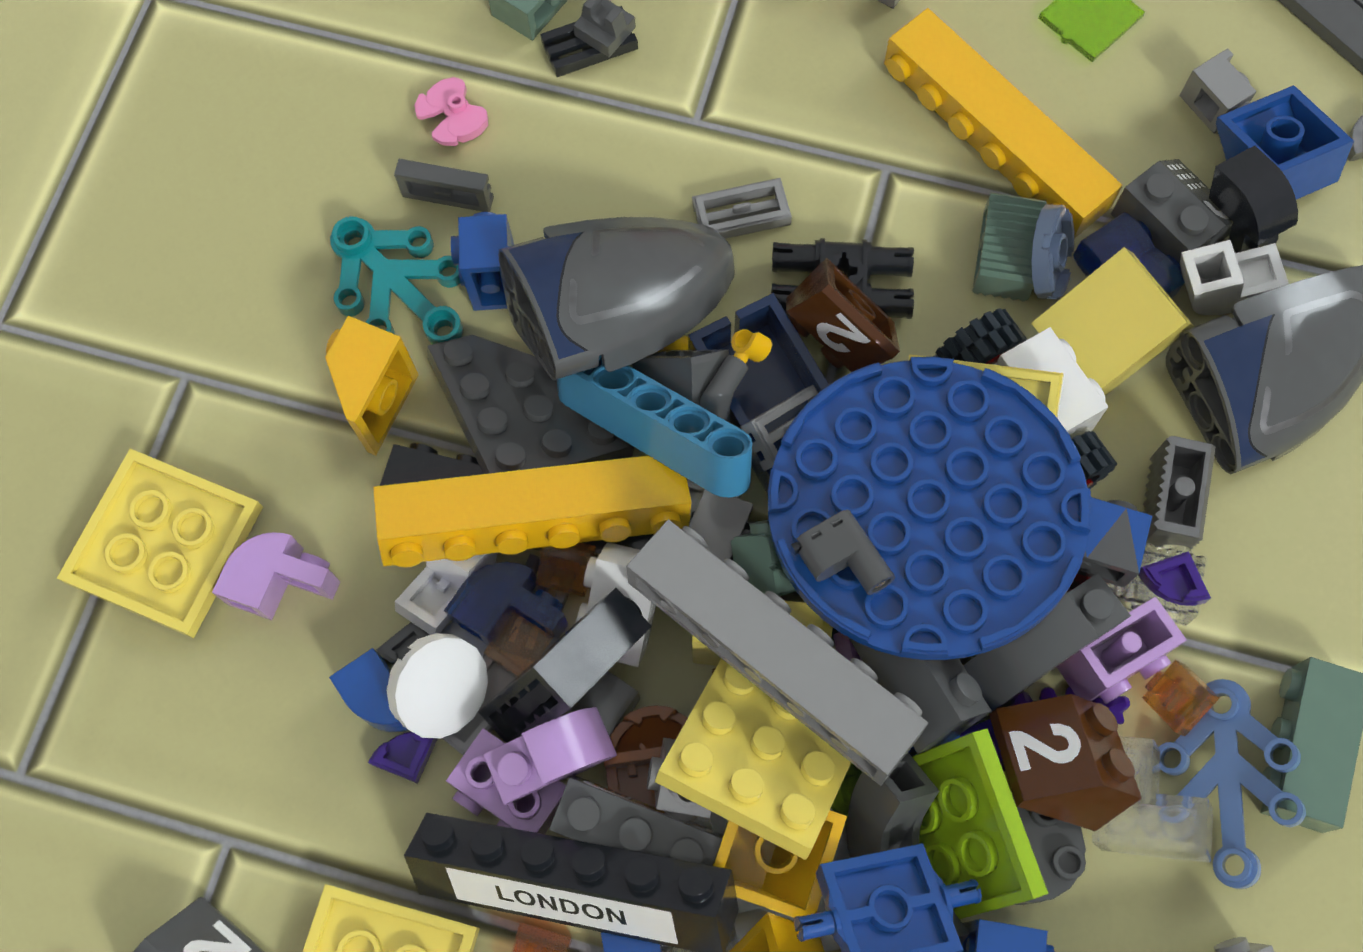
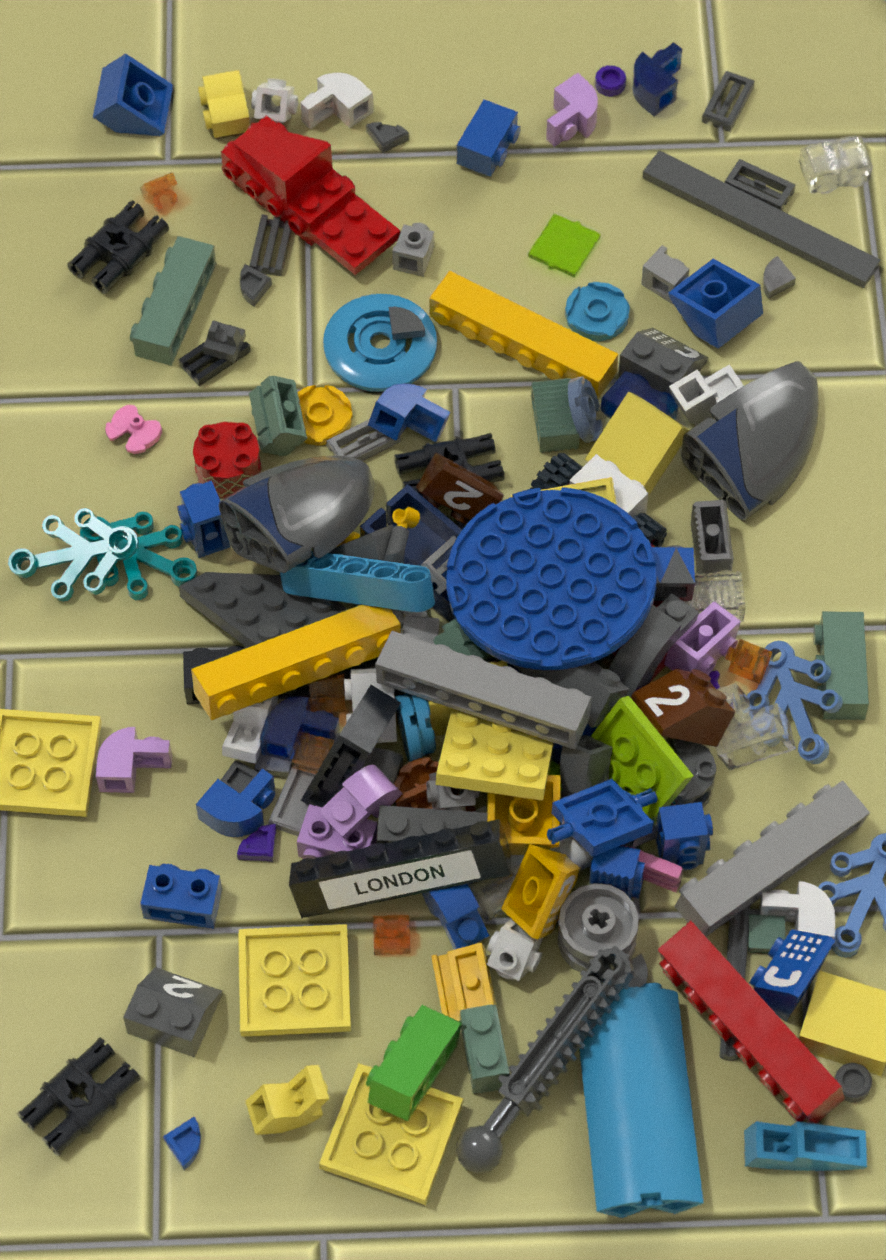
camera: 20 degrees left, 10 degrees down
(268, 804) = (181, 896): none -> blue brick
(315, 262) = (79, 553): none -> plant
(370, 378) = (149, 614): yellow slope -> none
(437, 685) = (271, 785): white tile -> none
(444, 185) = (149, 479): dark grey tile -> none
(550, 182) = (226, 456): none -> red brick
(637, 145) = (277, 416): none -> sand green brick
(659, 658) = (408, 728): none -> dark azure tile
(679, 662) = (423, 721): none -> dark azure tile
(695, 157) = (324, 413): none -> yellow tile
(802, 117) = (374, 367): none -> dark azure piece
(809, 180) = (406, 407): none -> blue brick
(841, 544) = (506, 611): dark grey piece -> none
(846, 65) = (405, 324): none -> dark grey tile
(1109, 116) = (597, 311): none -> dark azure tile
(1176, 580) = (724, 589): dark purple tile -> none
(1255, 198) = (707, 339): black brick -> none

